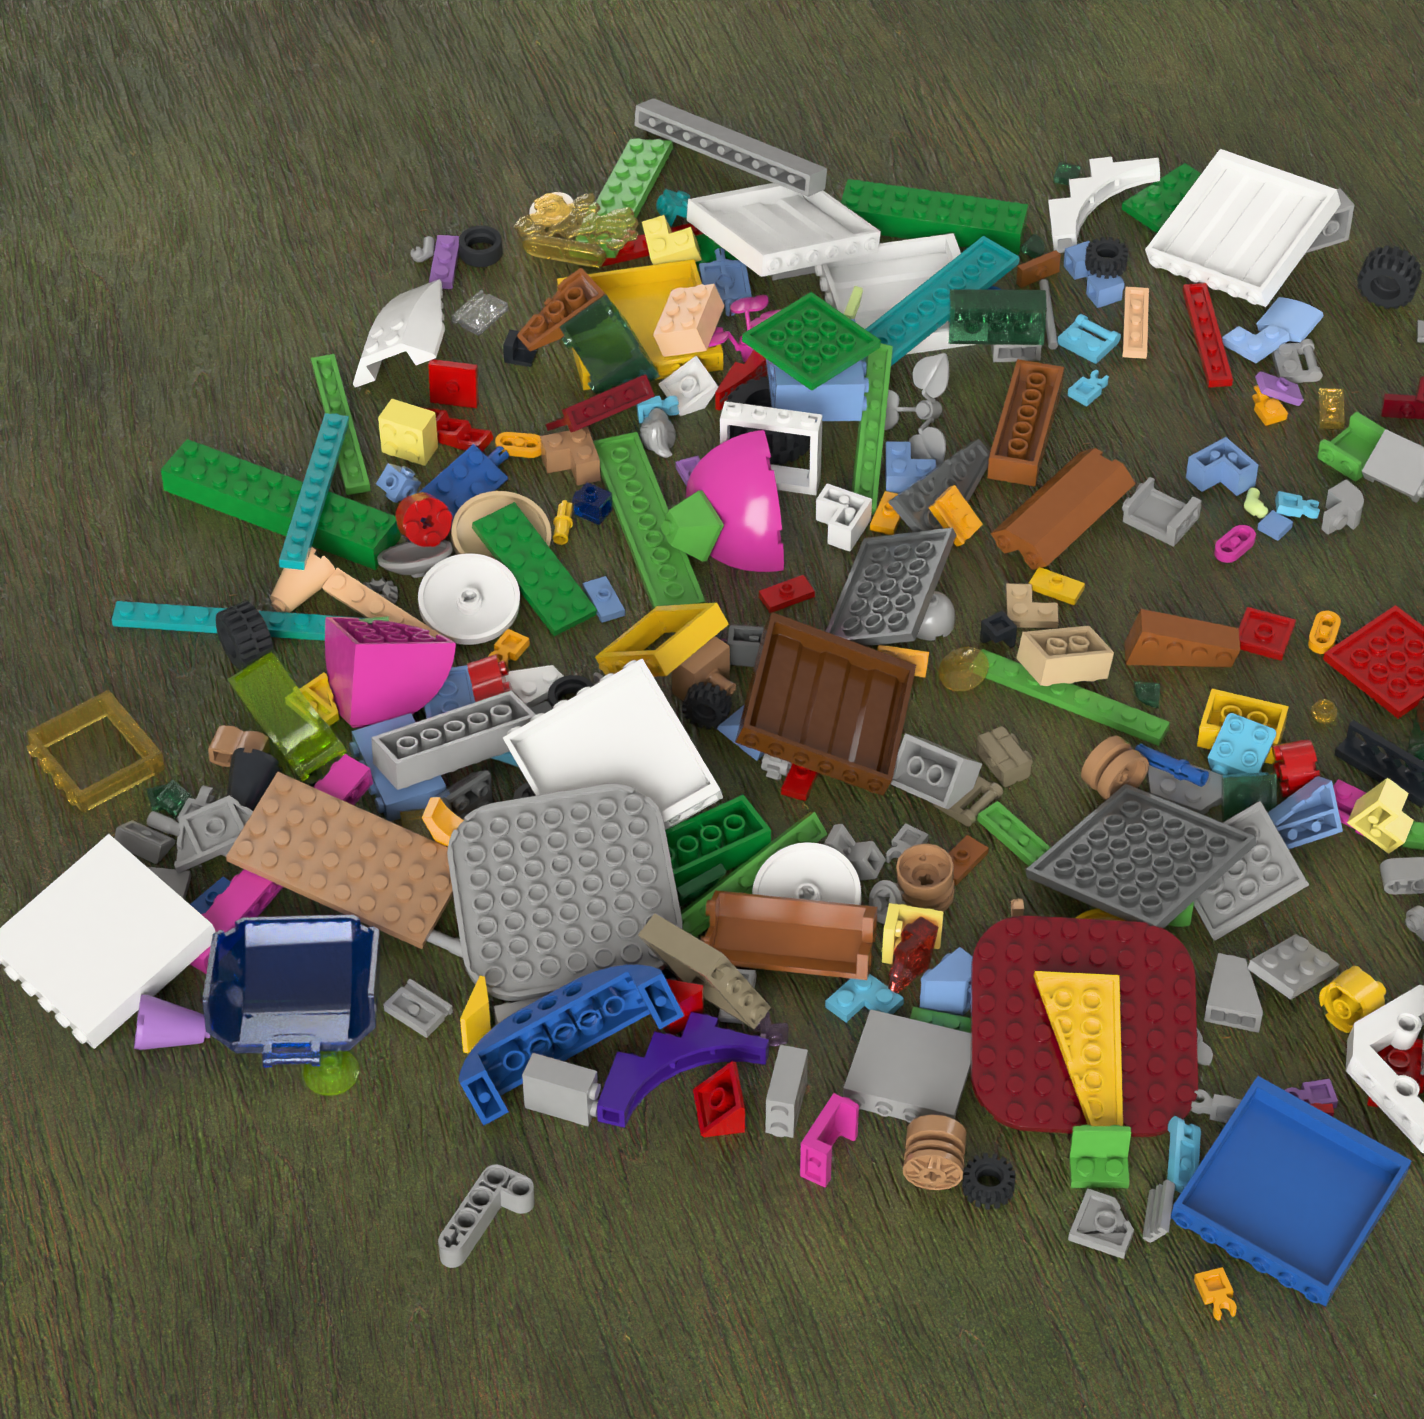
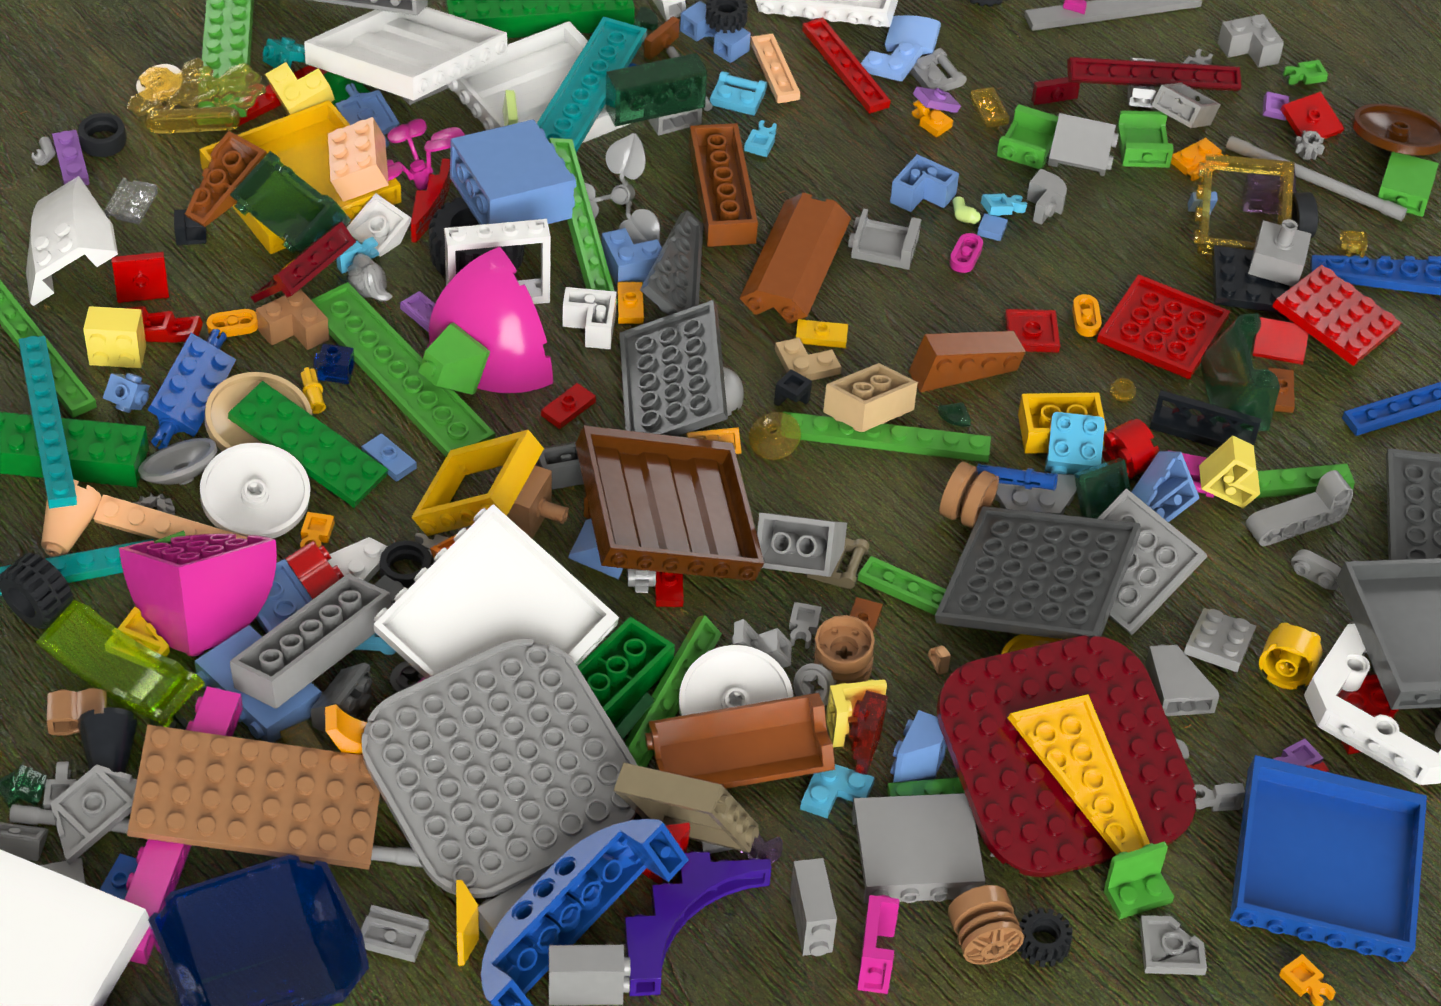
camera: 25 degrees left, 0 degrees up
(437, 520) = (175, 421): red brick -> none
(703, 695) = (557, 529): black tyre -> none
(720, 1103) = (750, 938): red slope -> none
(811, 341) = (505, 149): green plate -> none
(955, 513) = (697, 285): light orange plate -> none
(1004, 756) = (856, 509): dark tan brick -> none
(1158, 1211) = (1213, 920): light grey tile -> none
(1183, 1152) = (1211, 854): medium azure plate -> none

